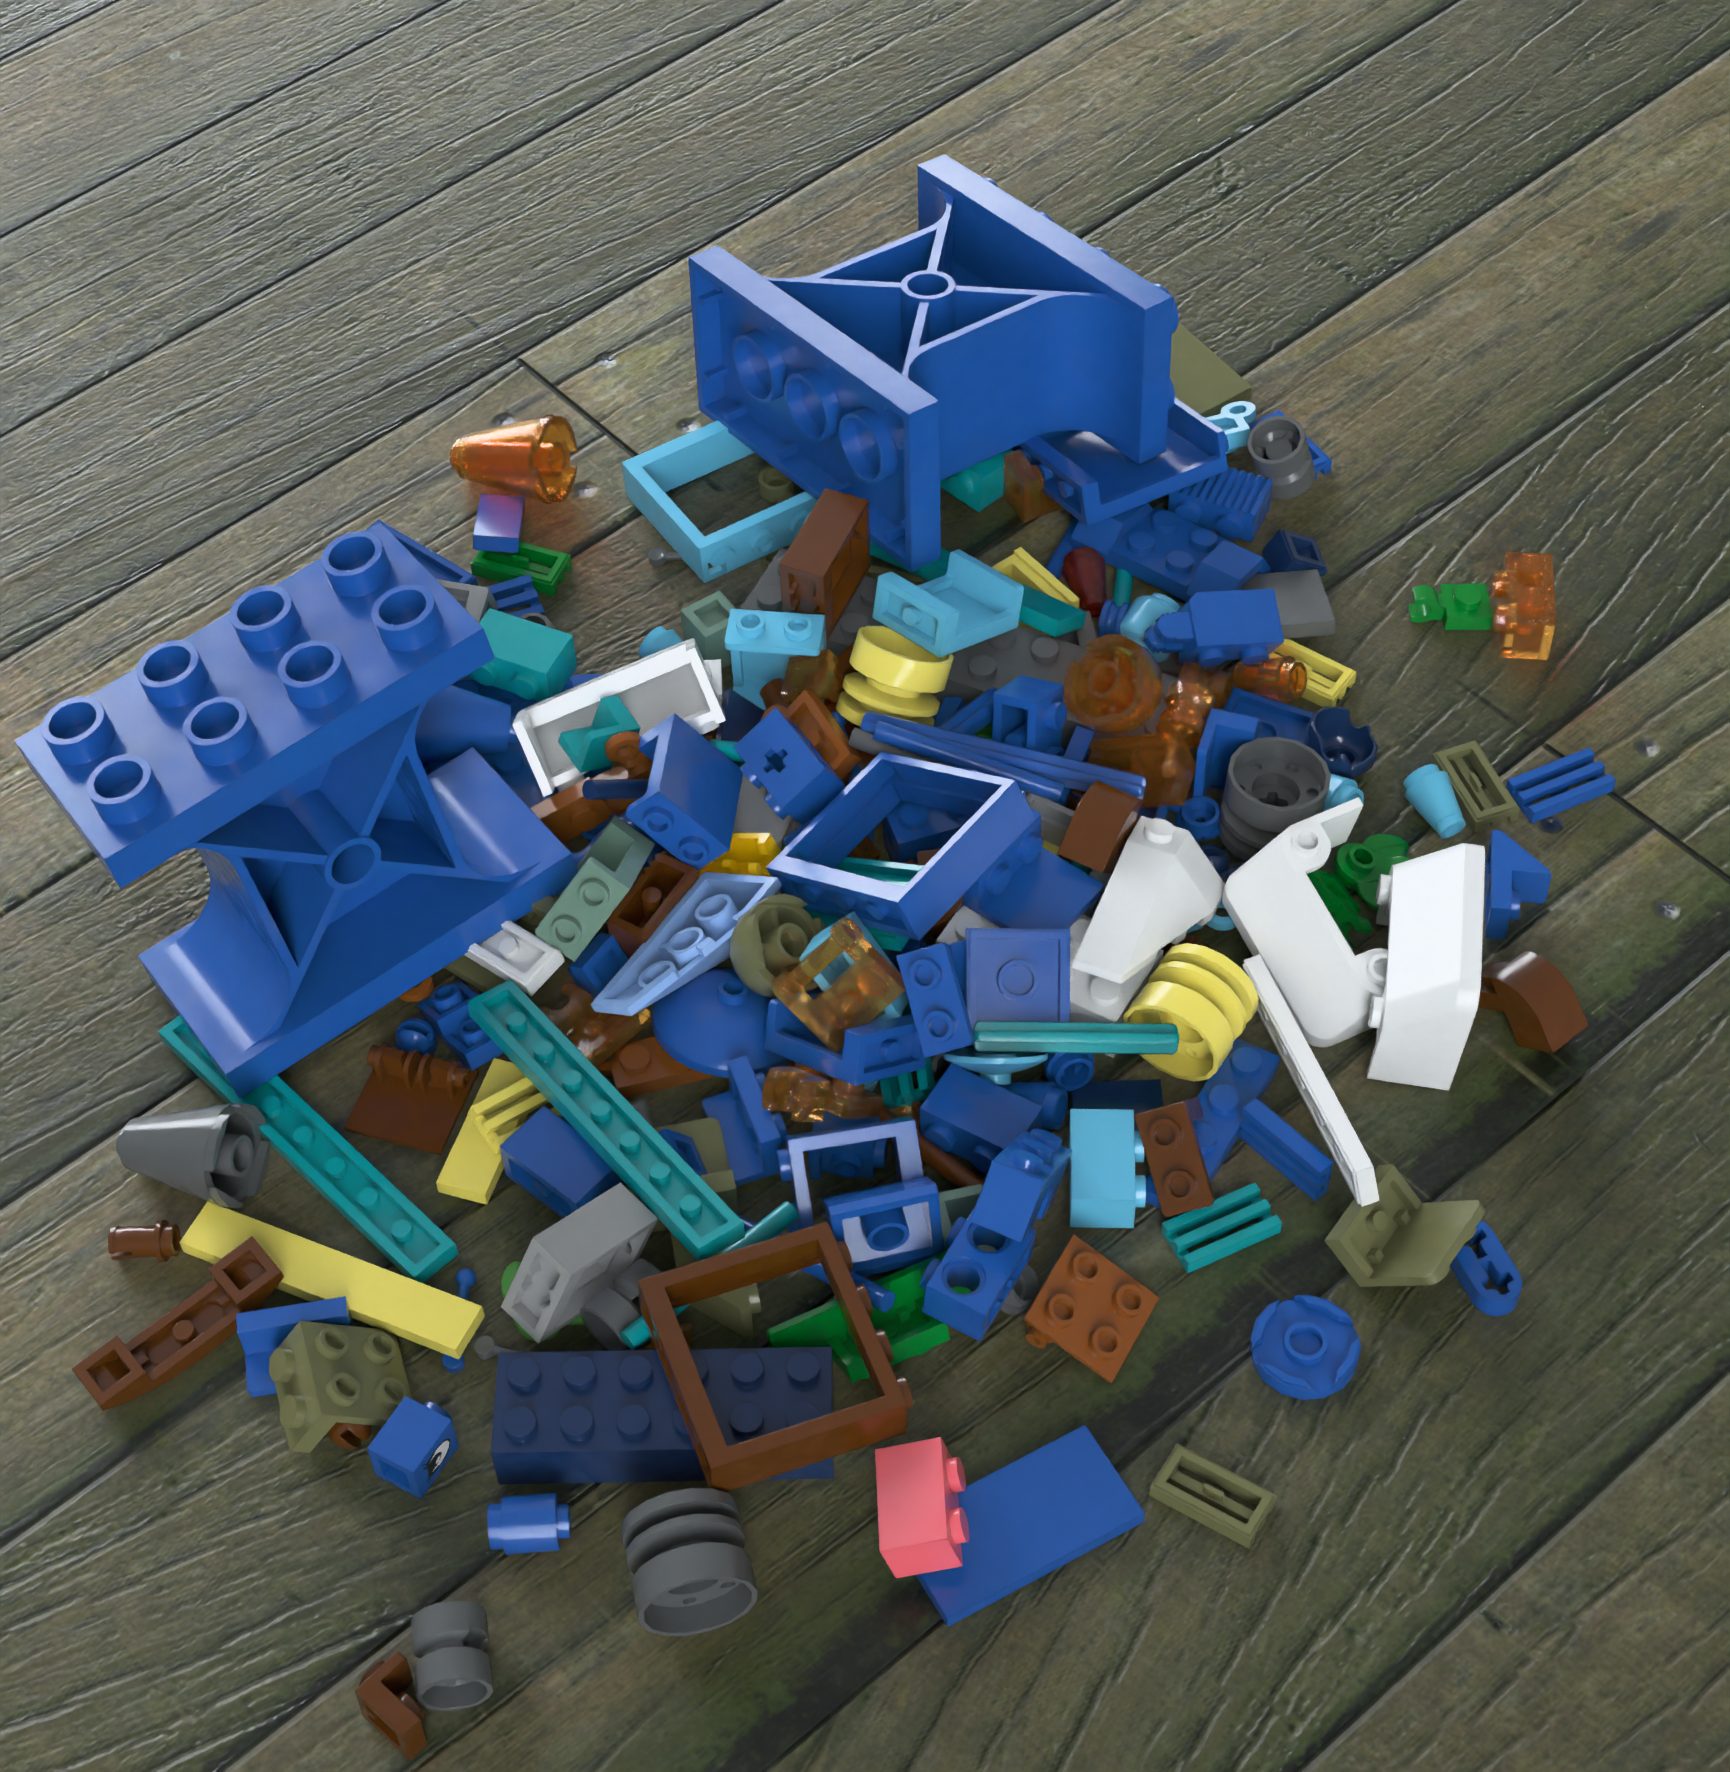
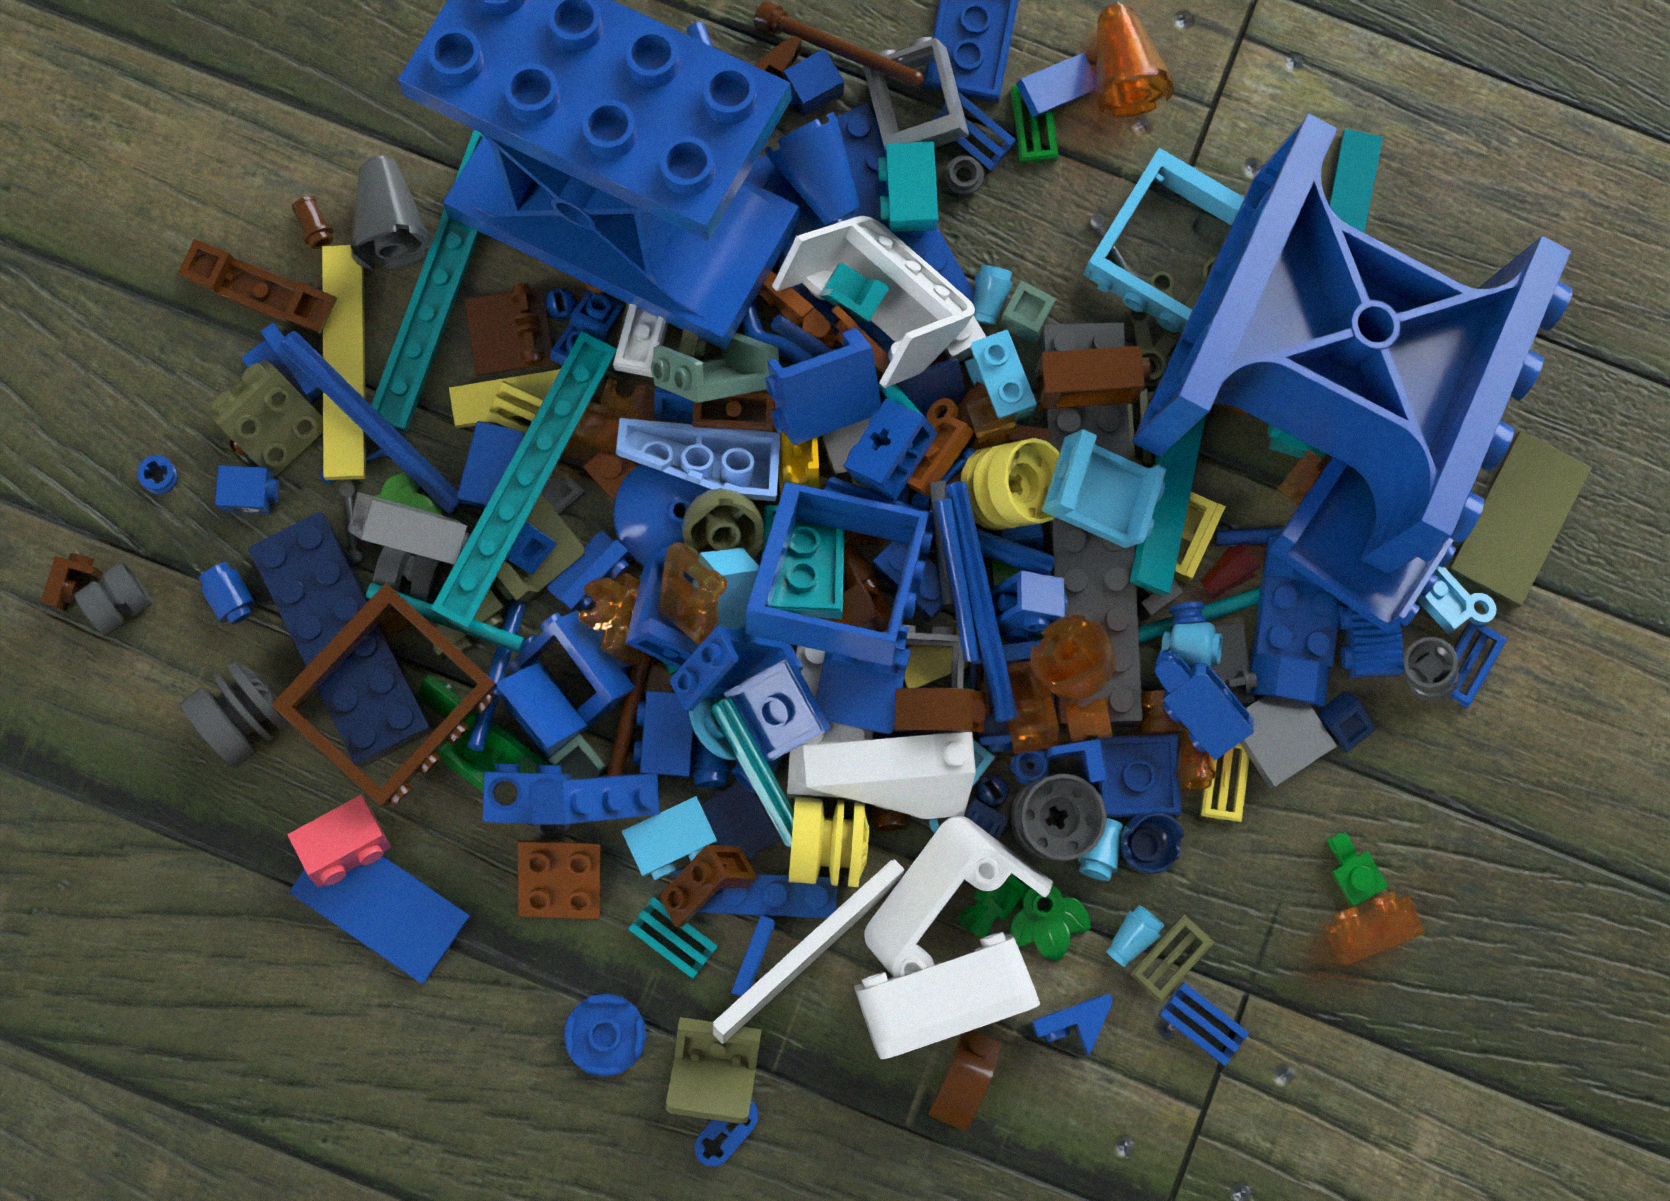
camera: 55 degrees right, 30 degrees up
(337, 1559) = (169, 479): none -> blue bush
(398, 1270) = (370, 421): none -> blue axle
(1201, 1511) = (458, 1056): olive tile -> none

